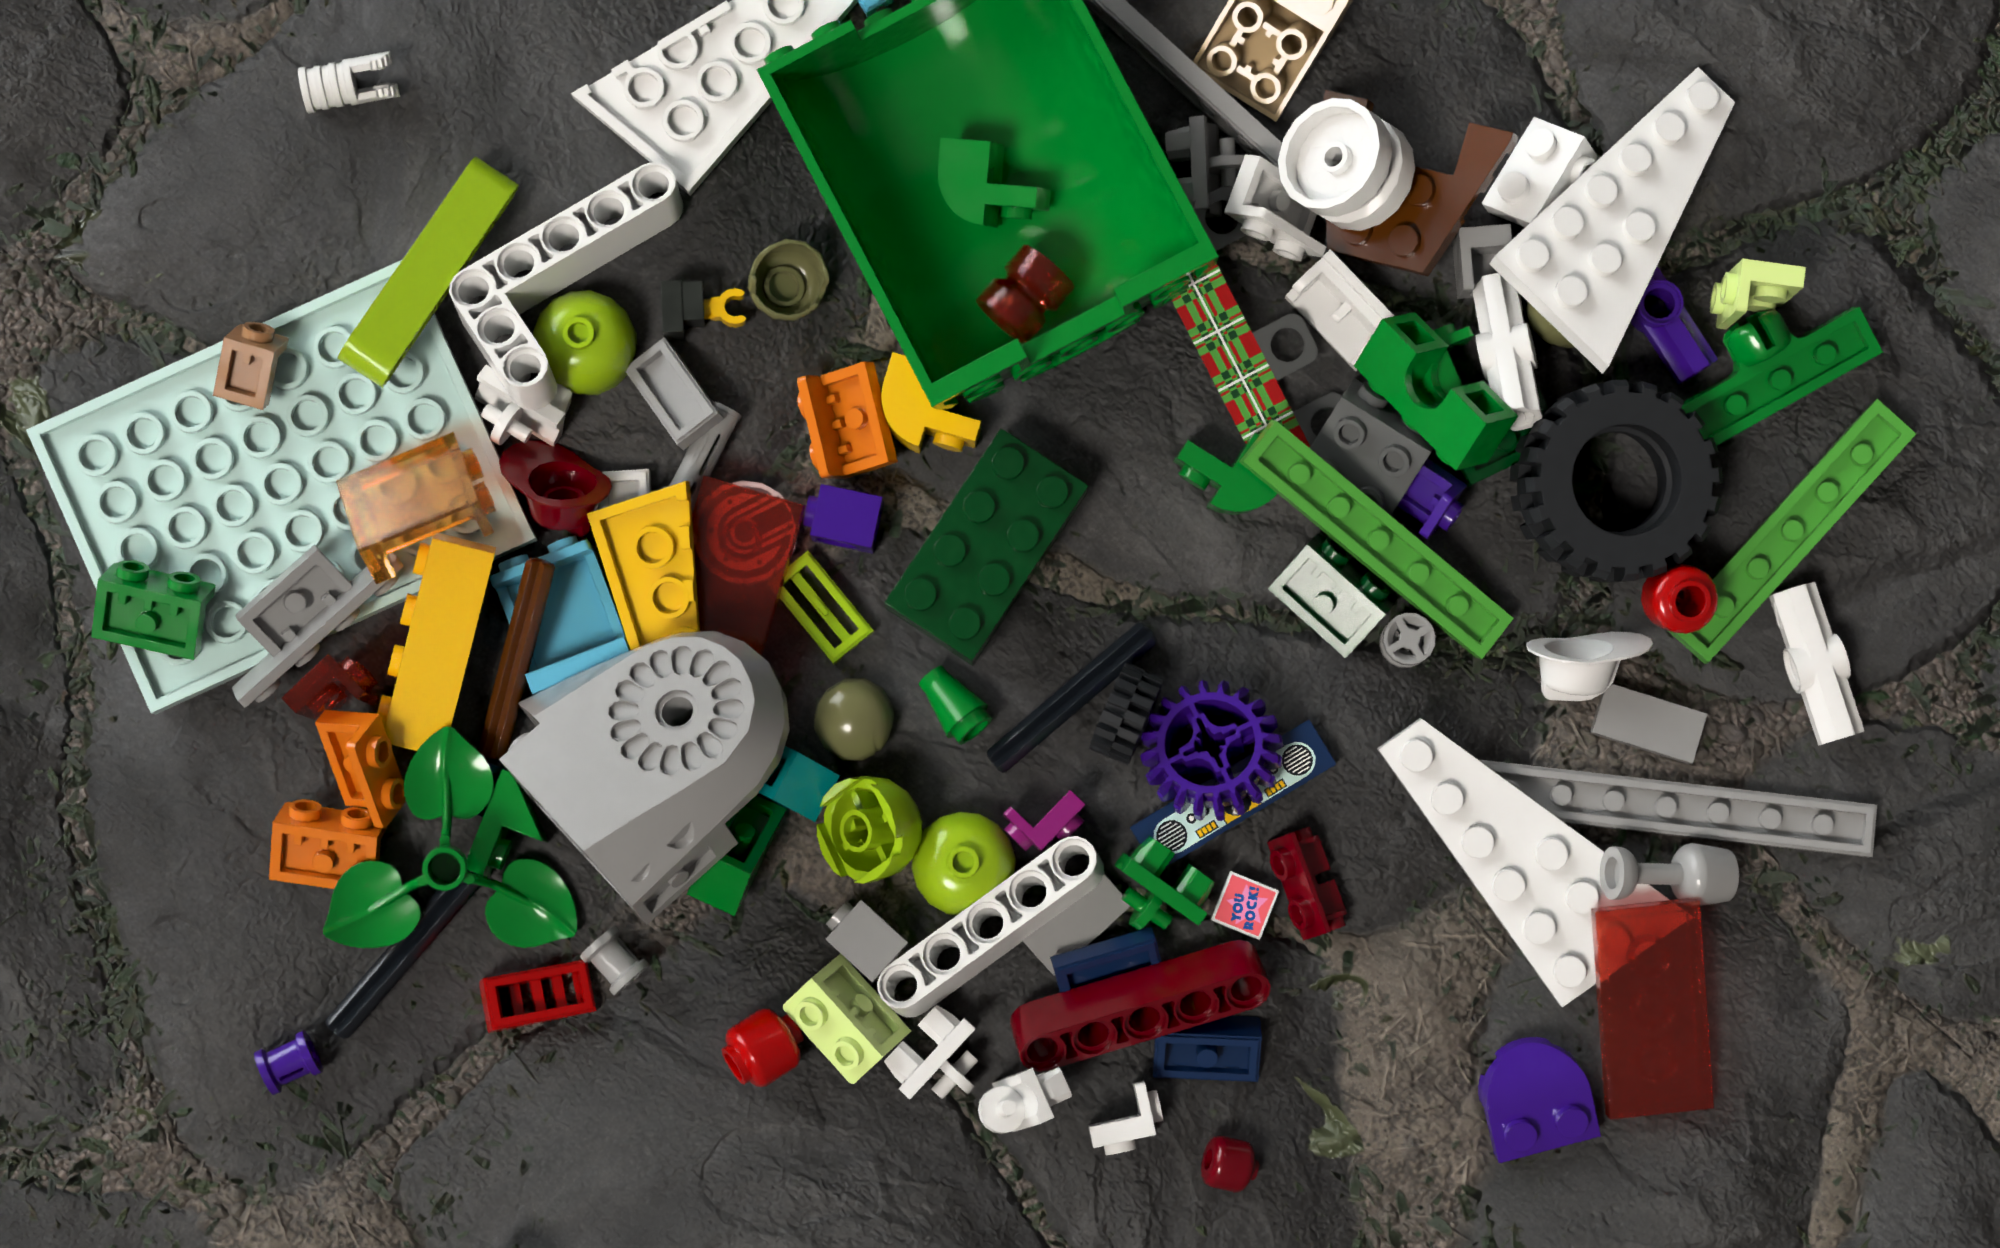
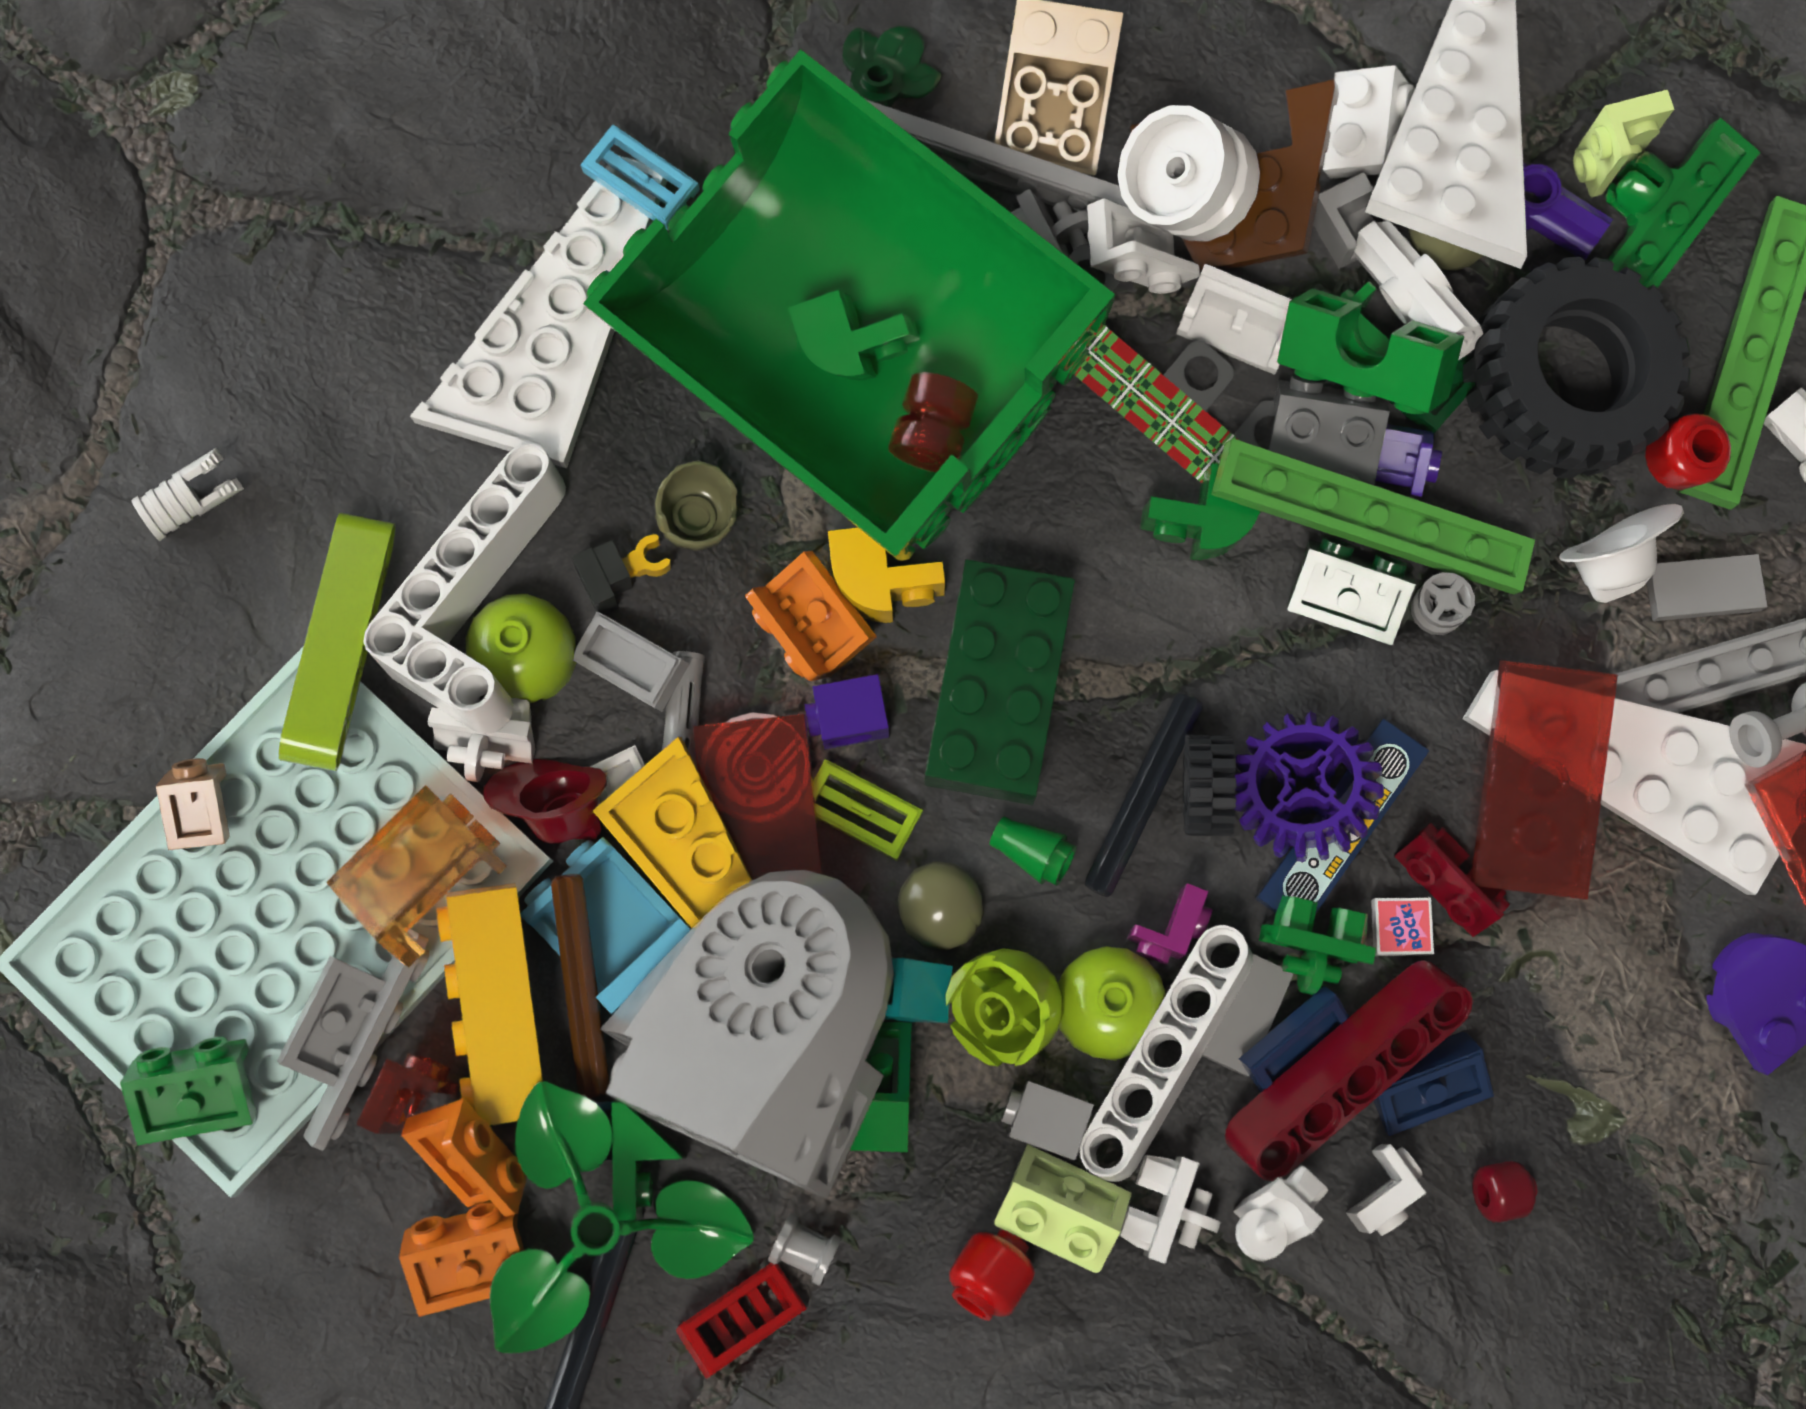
camera: 20 degrees left, 5 degrees down
(1417, 830) = (1544, 779): none -> clear red tile

